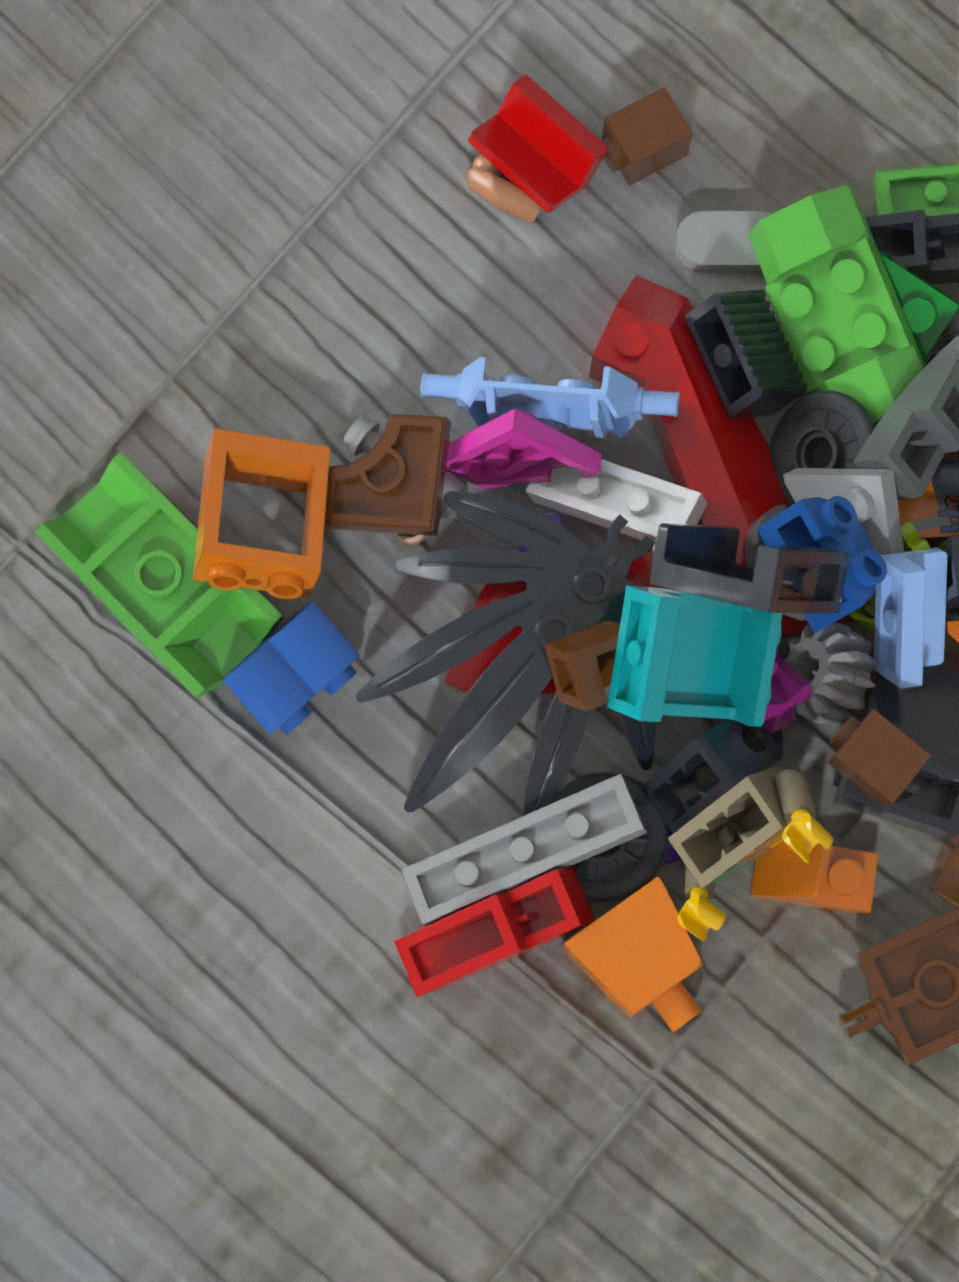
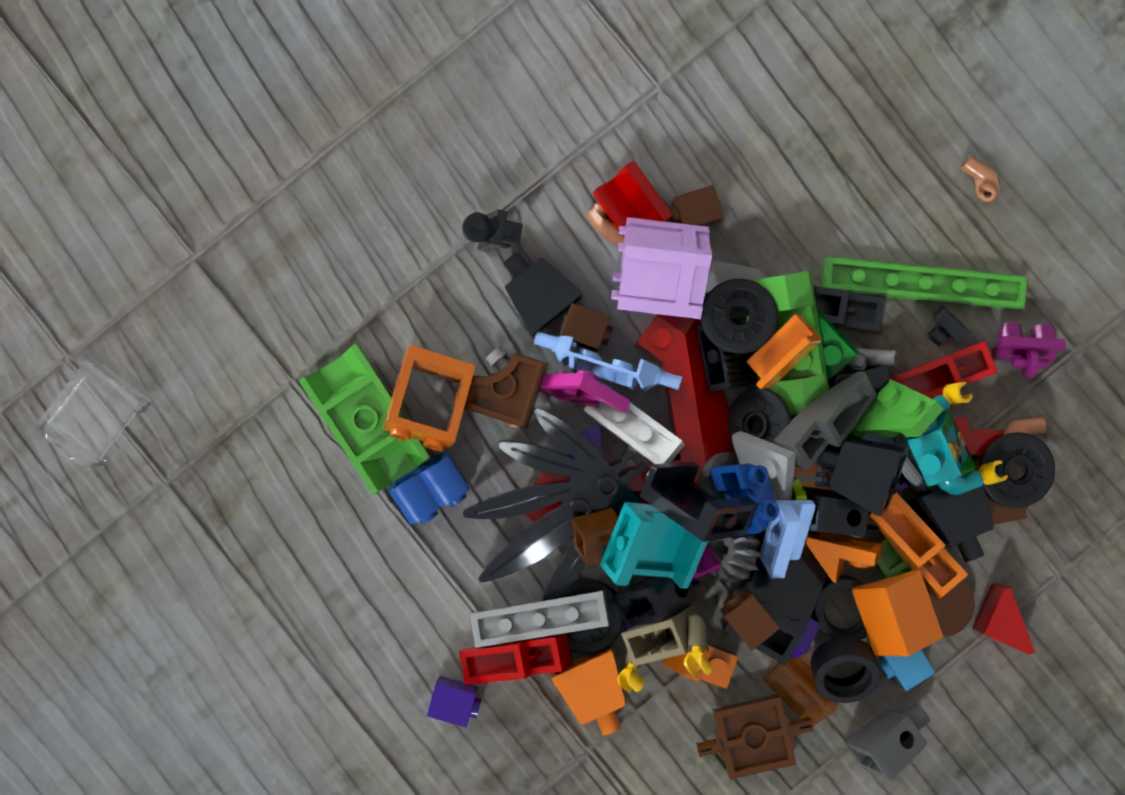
camera: 10 degrees right, 10 degrees up
(317, 227) = (491, 230): none -> black hips
(404, 1026) = (454, 702): none -> dark purple brick
(412, 315) = (539, 292): none -> black torso
(507, 347) = (587, 327): none -> reddish brown brick
(610, 228) = (663, 268): none -> lavender container
(742, 309) = (734, 337): none -> black wheel
(837, 318) = (783, 351): none -> orange panel

